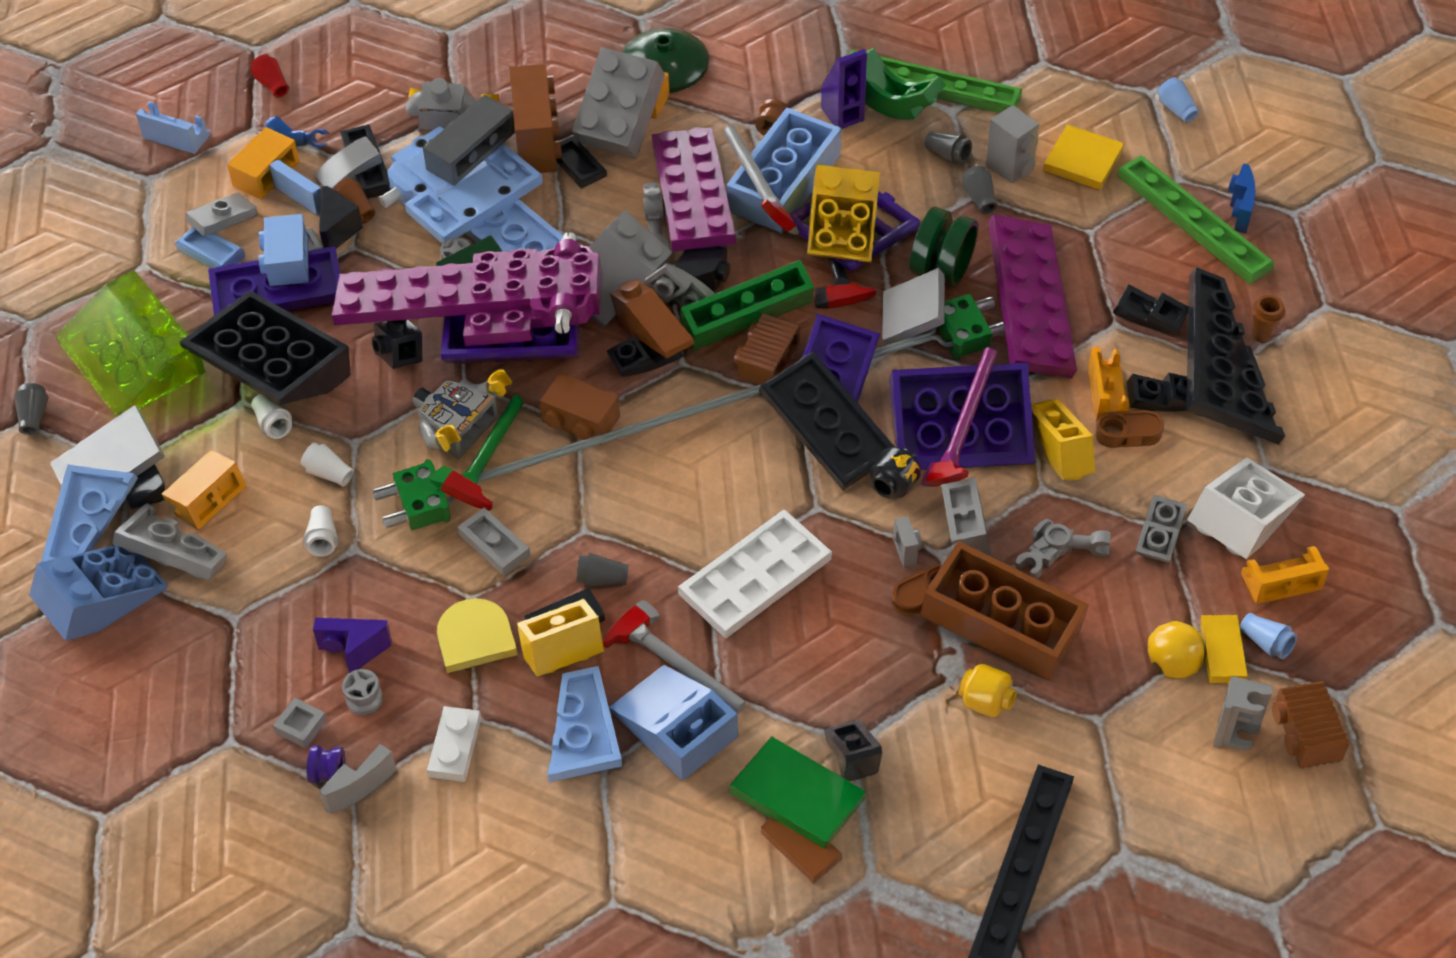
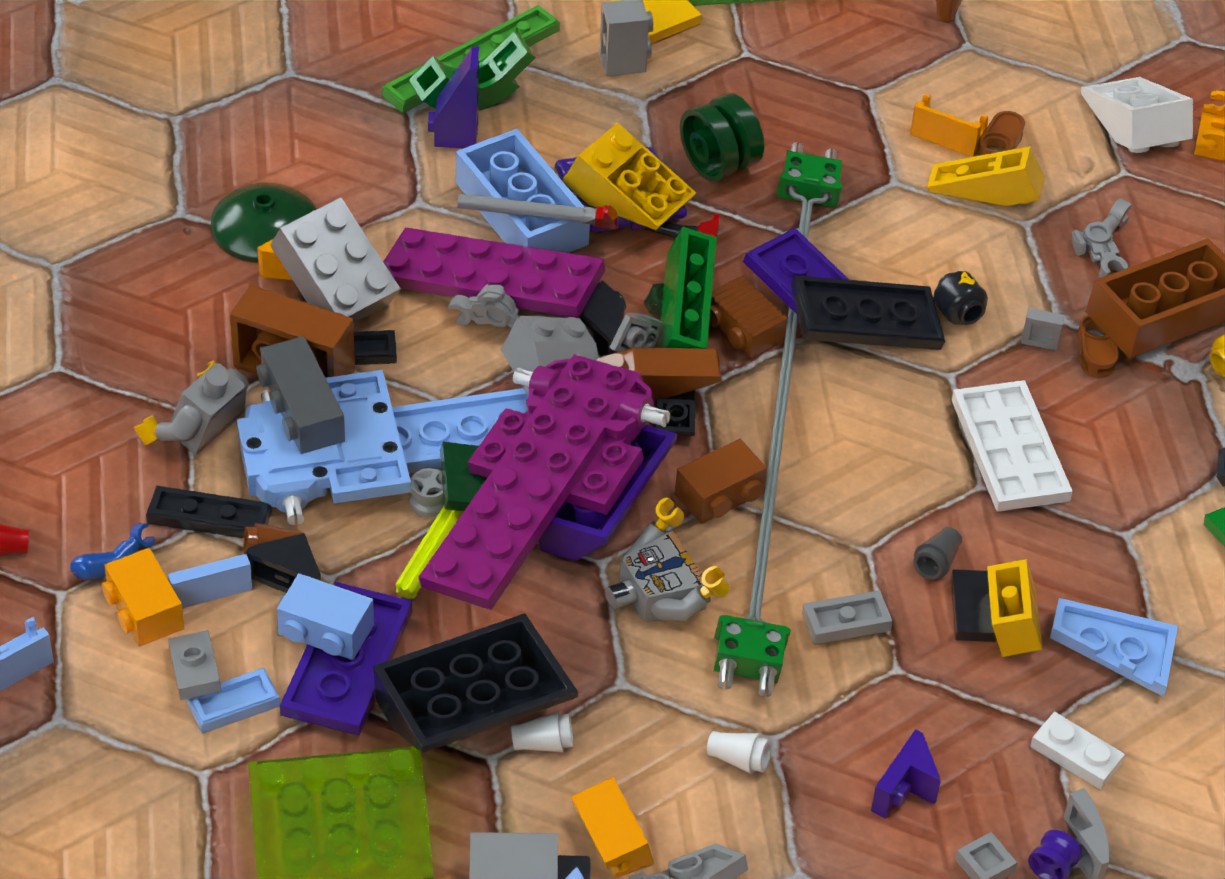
camera: 65 degrees left, 5 degrees down
(324, 463) = (648, 712): white cone -> none
(348, 163) = (210, 525): light grey slope -> none
(367, 684) = (985, 788): light grey wheel -> none
(397, 343) = (533, 584): black brick -> none
(465, 486) = (766, 604): green piece -> none
(474, 634) = (951, 681): light yellow tile -> none
(633, 627) = (1005, 548): light grey piece -> none
(677, 720) = (1155, 566): medium blue slope -> none
(768, 114) = (433, 178): dark orange wheel -> none
(913, 307) = (771, 194): light grey tile -> none
(931, 400) = (920, 225): dark purple slope -> none
(948, 468) = (984, 260): magenta piece -> none
(952, 147) = (574, 83): dark grey cone -> none
(966, 514) = (1044, 273): light grey hinge -> none
(979, 186) = (647, 89): dark grey cone -> none
(1032, 296) = (815, 121): magenta plate -> none
(1157, 394) = (977, 97): black slope -> none
(1158, 314) = (879, 60): black slope -> none
(1161, 529) = (1118, 171): light grey slope -> none
(1221, 369) = (988, 50): black wing -> none

